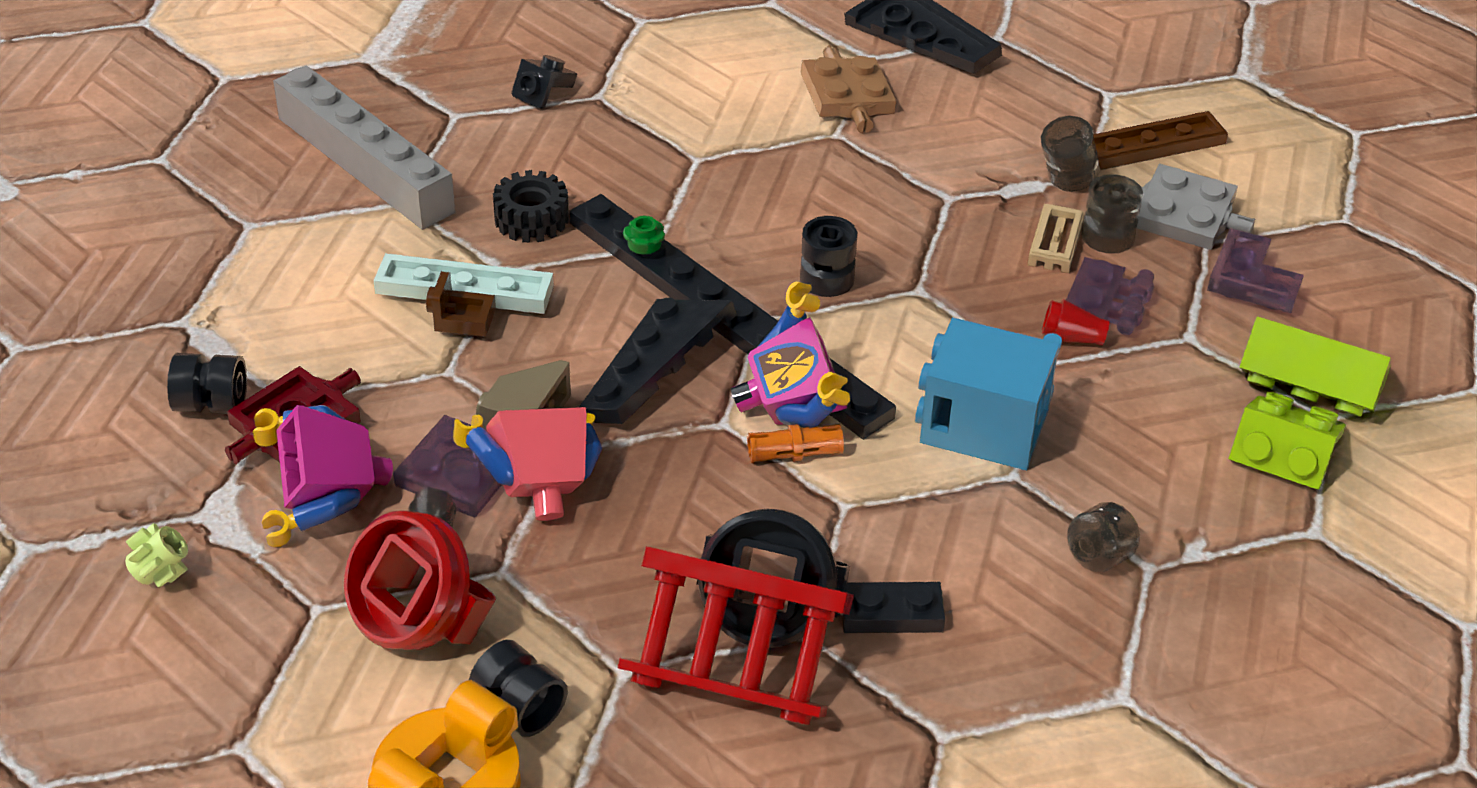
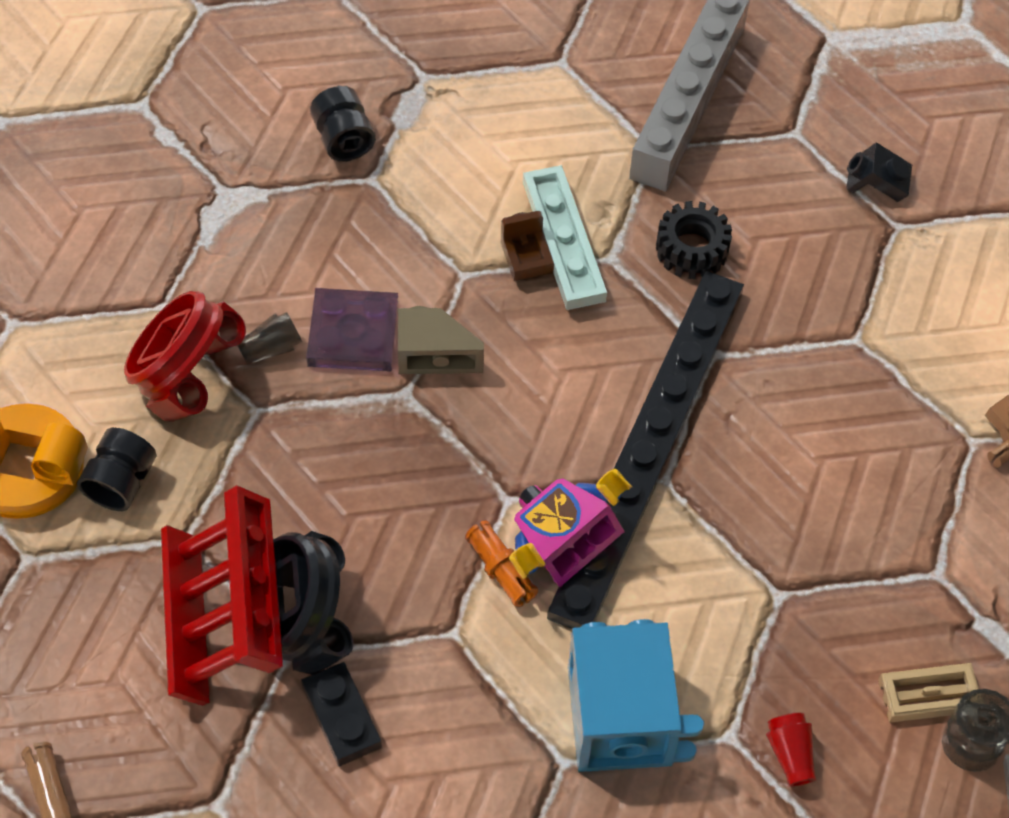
camera: 65 degrees right, 15 degrees up
(156, 555) = (141, 185): yellowish green gear -> none
(285, 394) = (343, 196): dark red plate -> none
(322, 466) = (282, 236): dark pink torso -> none
(535, 452) = (369, 375): coral torso -> none
(644, 235) = (688, 346): green plate -> none
(654, 352) = (563, 408): black wing -> none
(828, 255) = (754, 495): black wheel -> none
(1100, 284) = (863, 755): clear purple plate -> none

